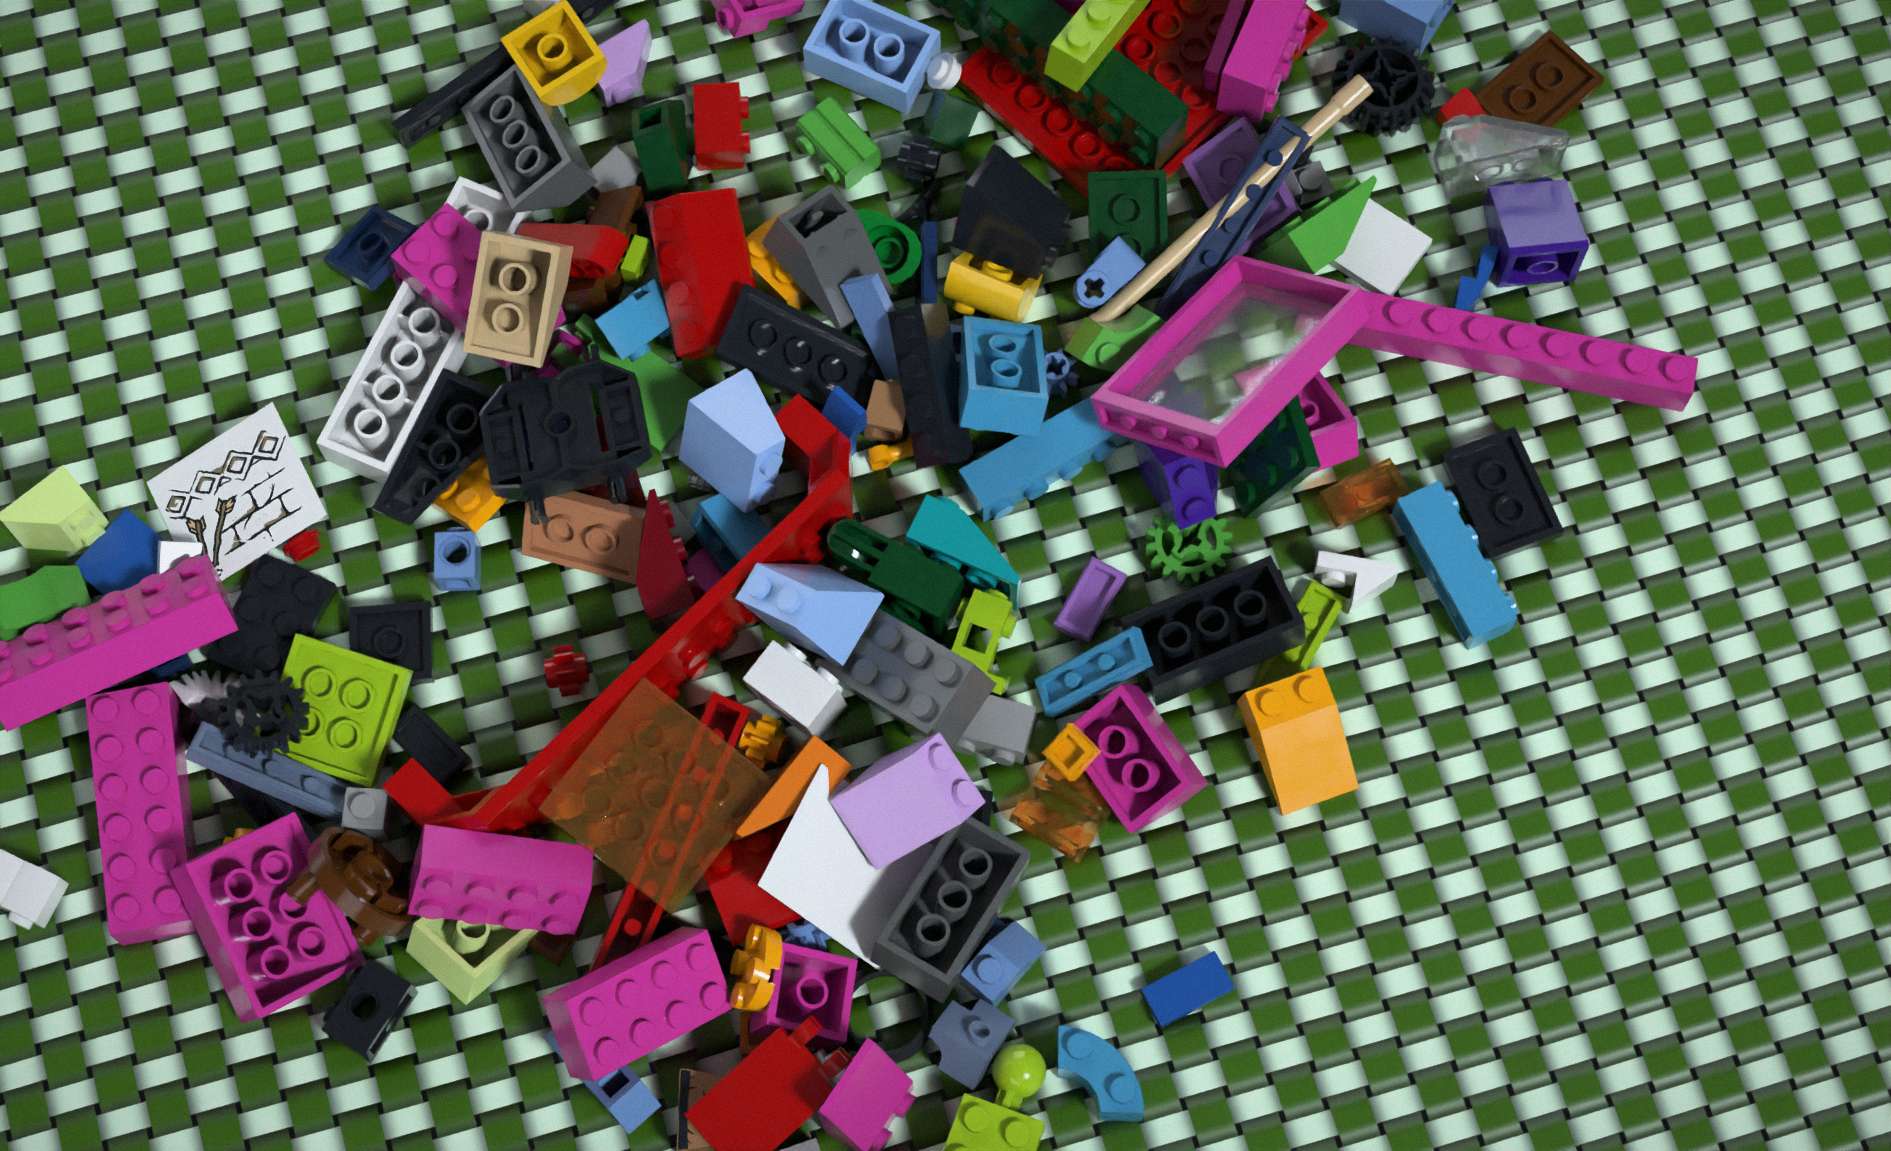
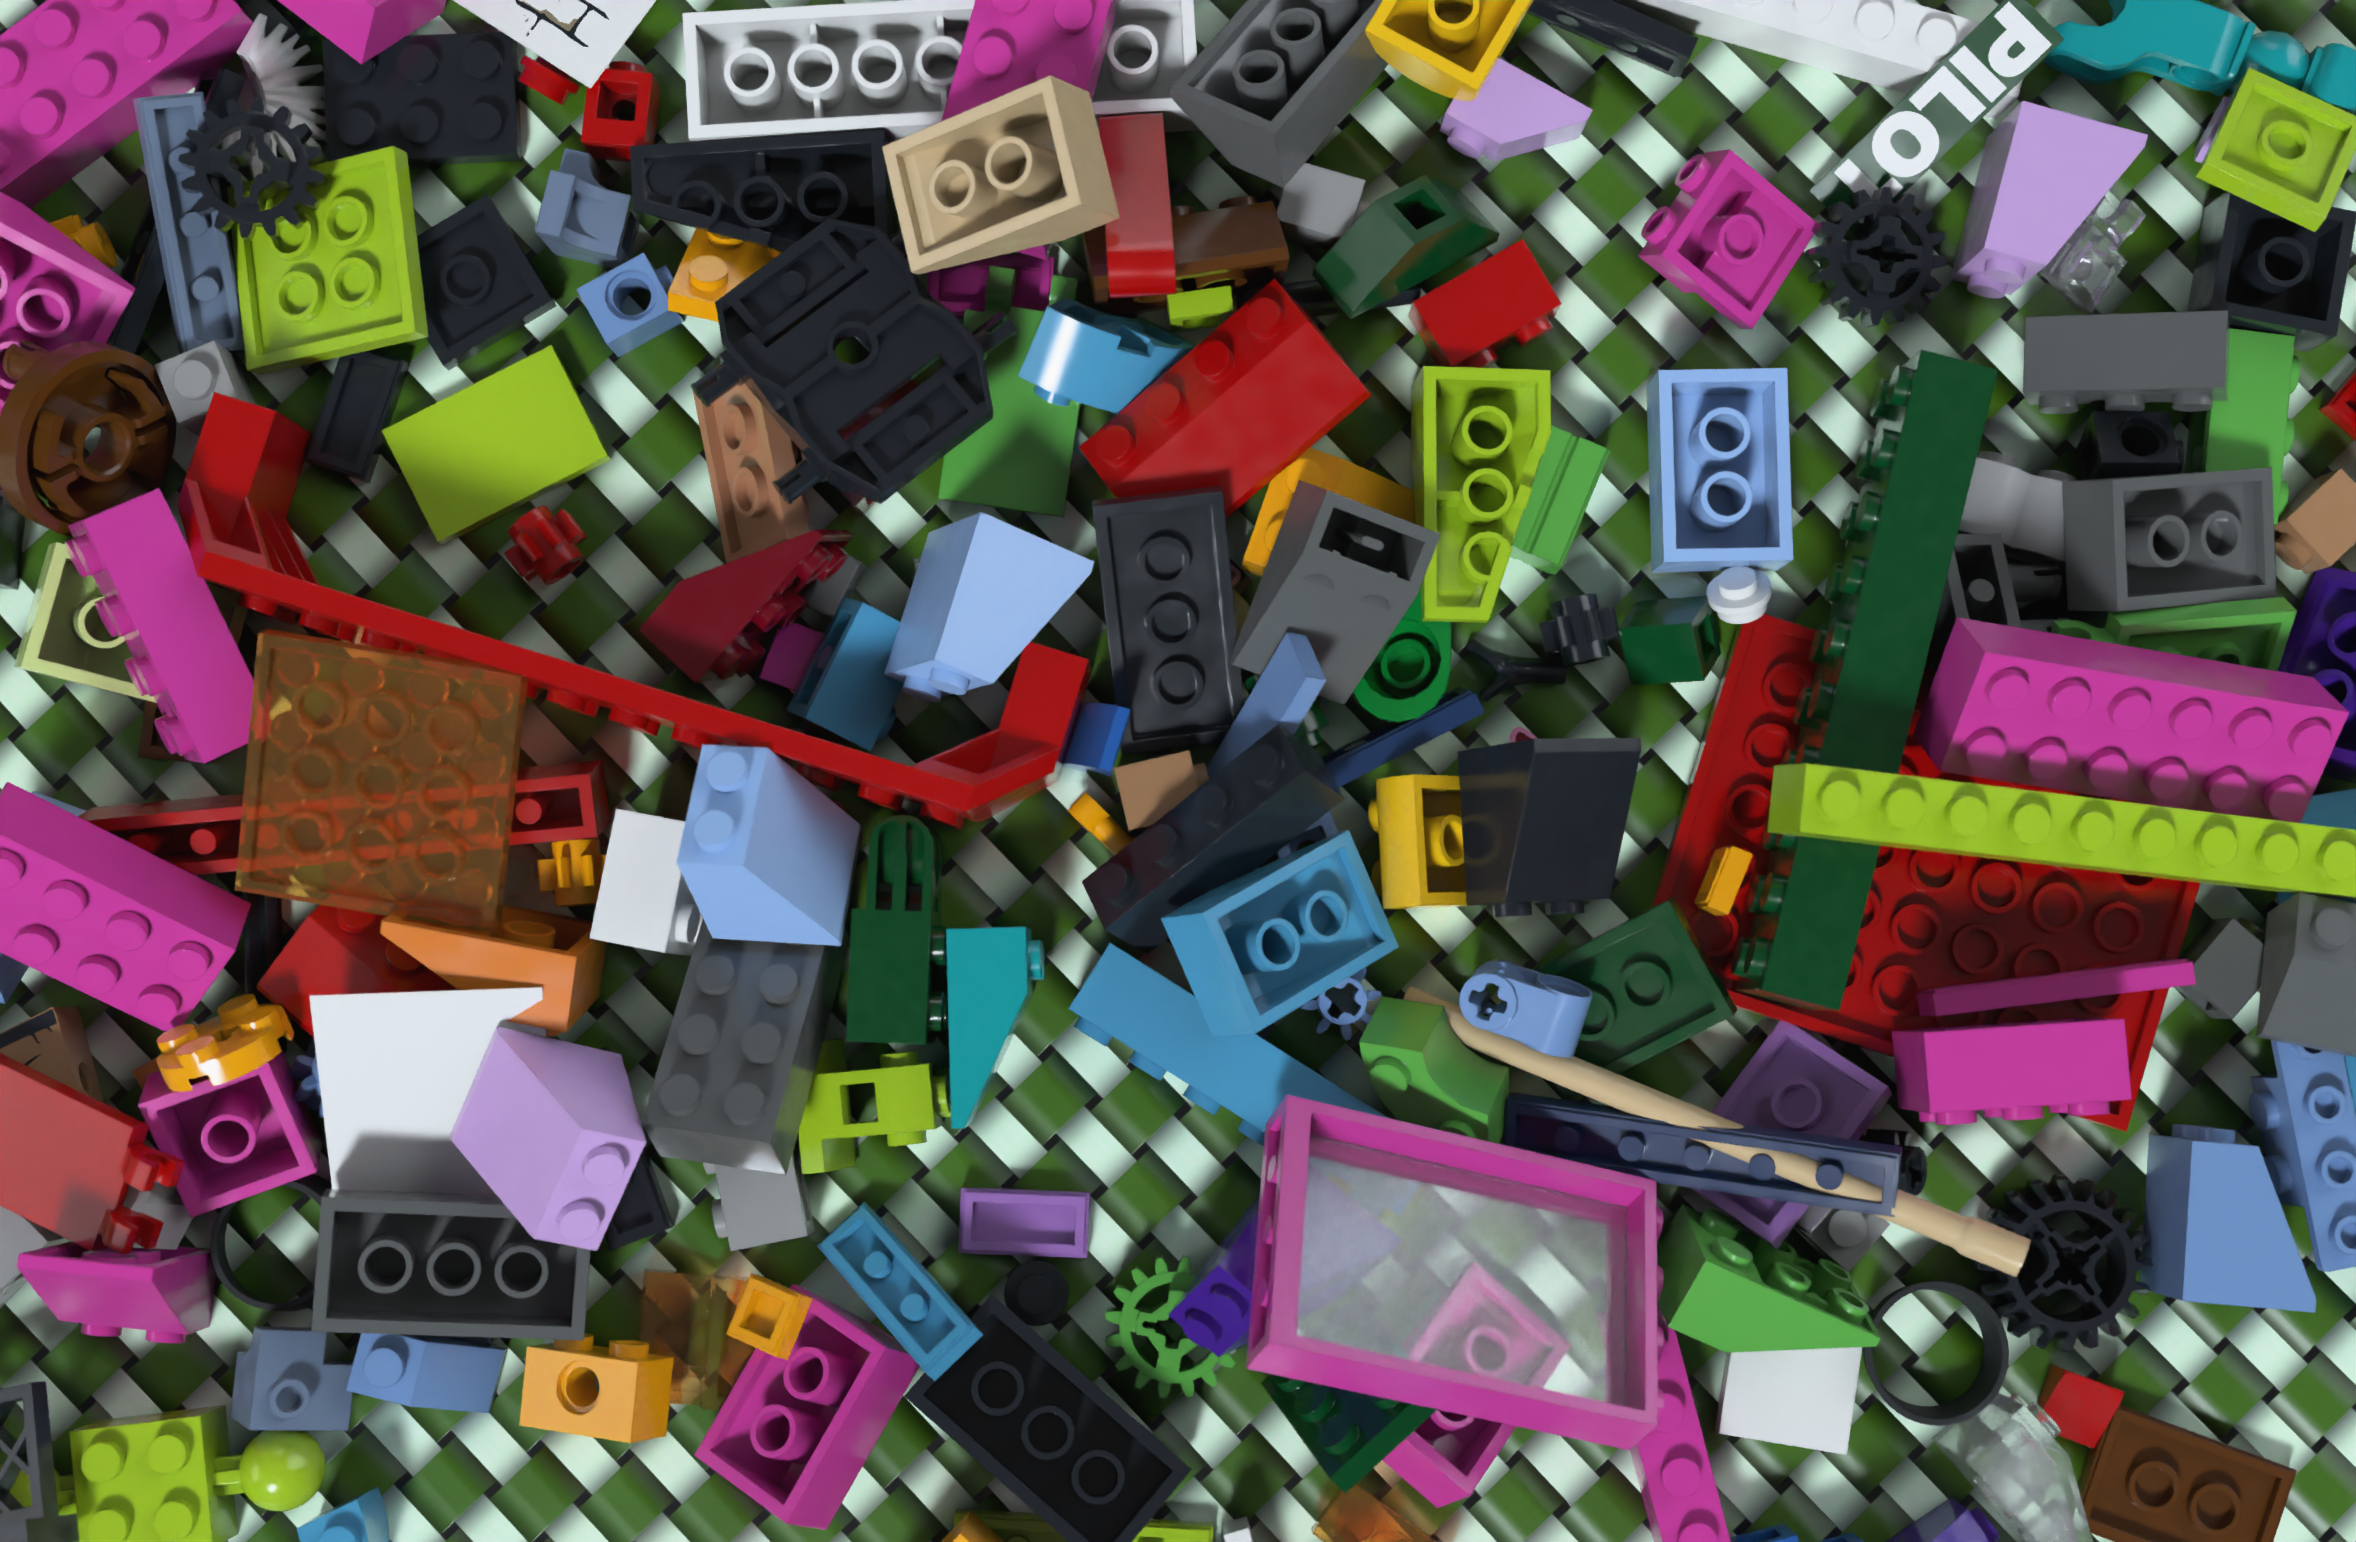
camera: 60 degrees right, 15 degrees up
(362, 517) = (620, 87): none -> red brick
(394, 560) = (583, 217): none -> sand blue brick
(492, 676) = (496, 445): none -> lime tile
(794, 160) = (1473, 474): none -> lime wedge
(1084, 852) = (563, 1394): none -> light orange brick
(1092, 147) = (1722, 880): none -> light orange tile
(1129, 603) = (1036, 1292): none -> black plate
(1406, 139) = (1991, 1373): none -> black tyre

